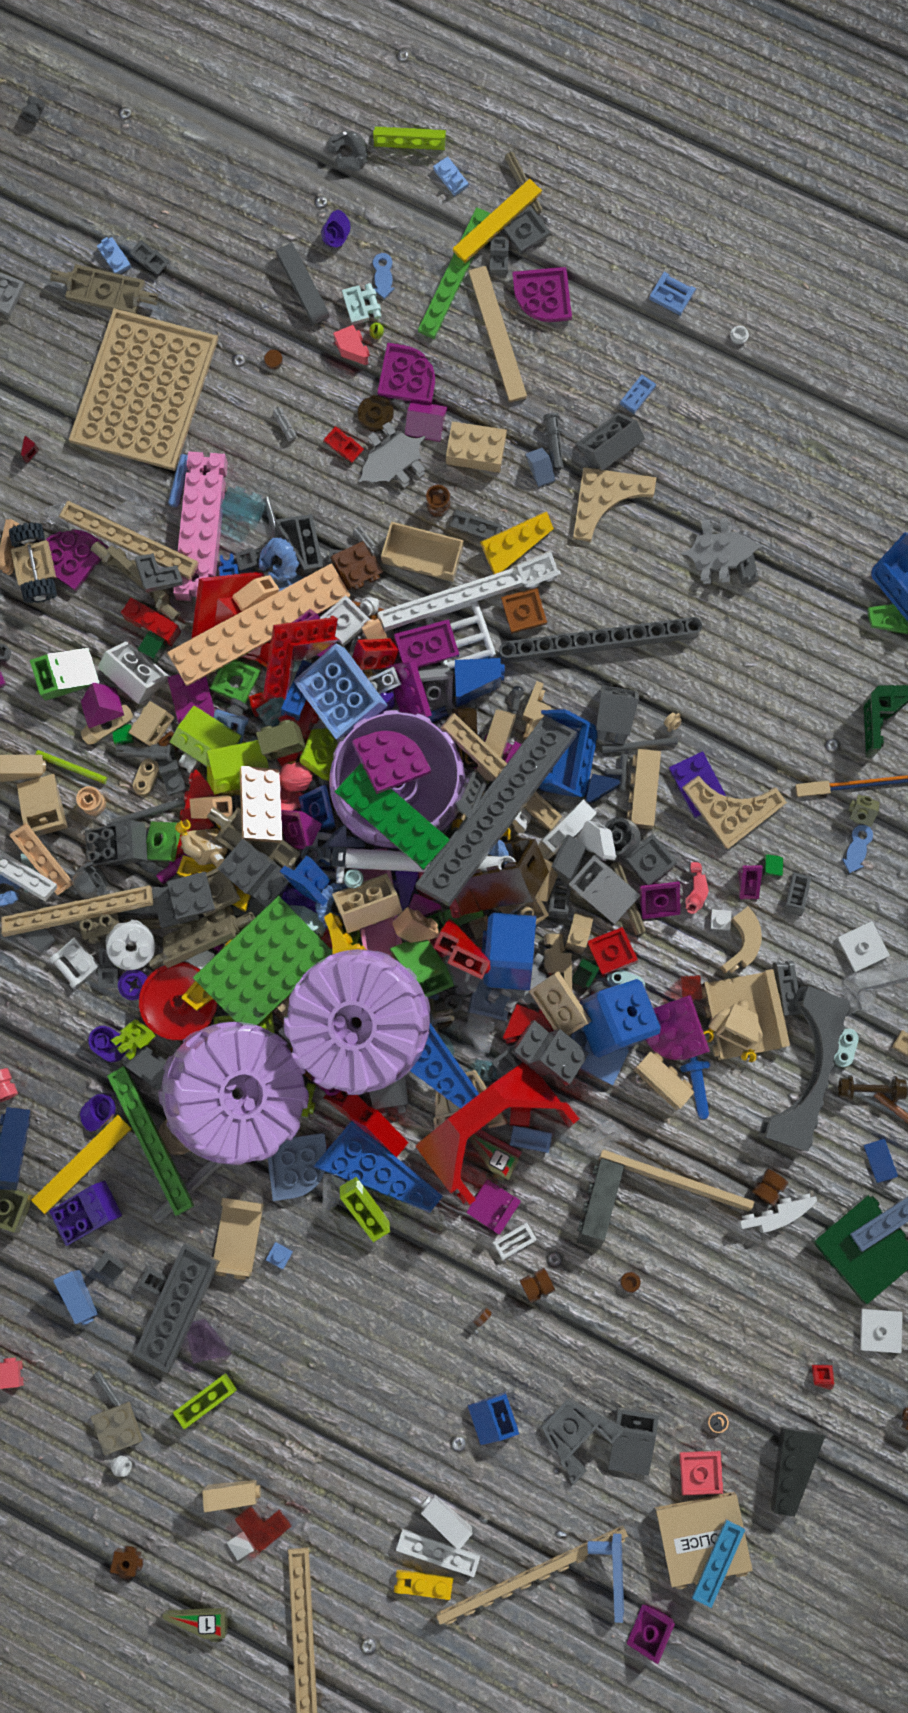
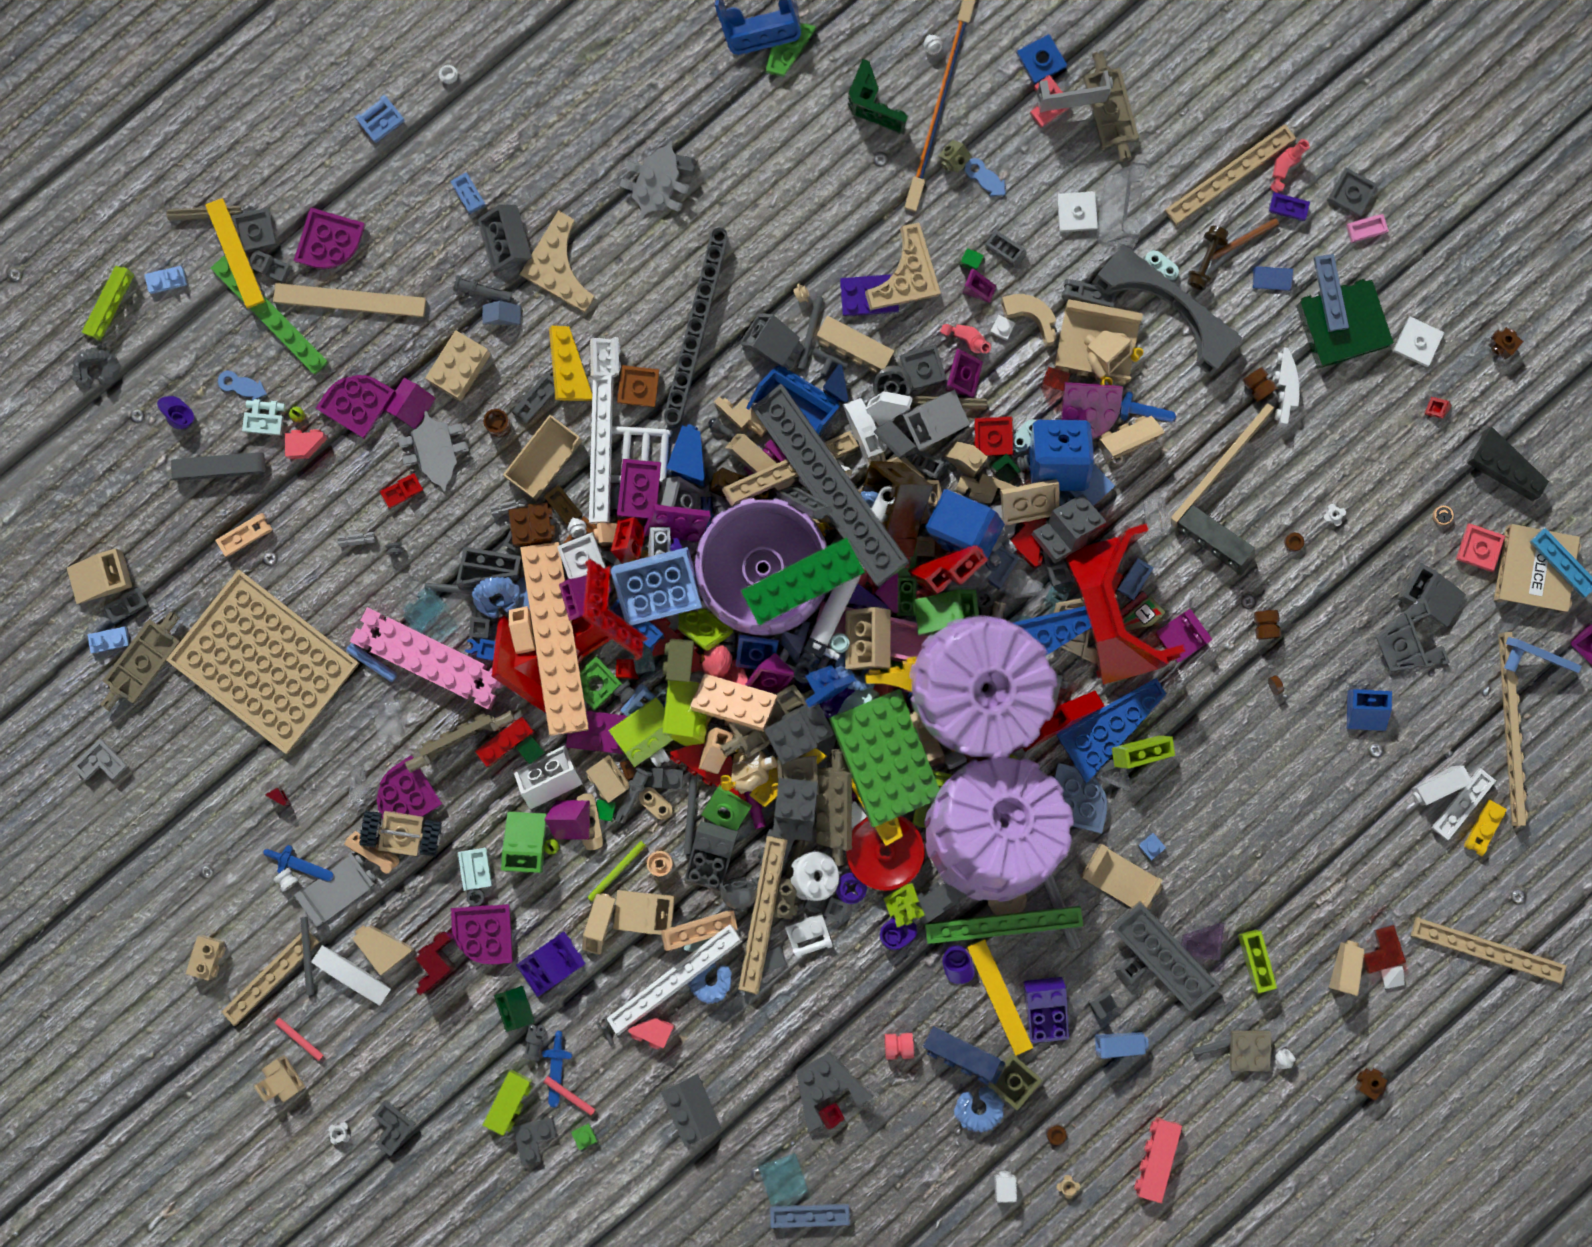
camera: 70 degrees left, 5 degrees up
(26, 641) = (475, 868): none -> light aqua plate
(74, 703) = (555, 845): none -> lime hinge
(127, 538) = (417, 731): tan tile -> none
(154, 578) = (470, 720): dark grey plate -> none
(166, 226) = (99, 576): none -> tan slope
(205, 1623) = (1446, 1034): olive slope -> none
(250, 328) = (243, 535): none -> light nougat plate
(273, 359) = (284, 524): reddish brown tile -> none
(288, 458) = (394, 548): none -> dark grey bush
(375, 413) = (381, 448): dark brown tile -> none
(387, 587) = (563, 505): none -> dark brown plate
(390, 759) = (749, 561): magenta plate -> none
(414, 926) = (906, 604): light nougat slope -> none
(500, 1249) = (1212, 632): white tile -> none
(668, 1311) = (1339, 514): none -> white plate

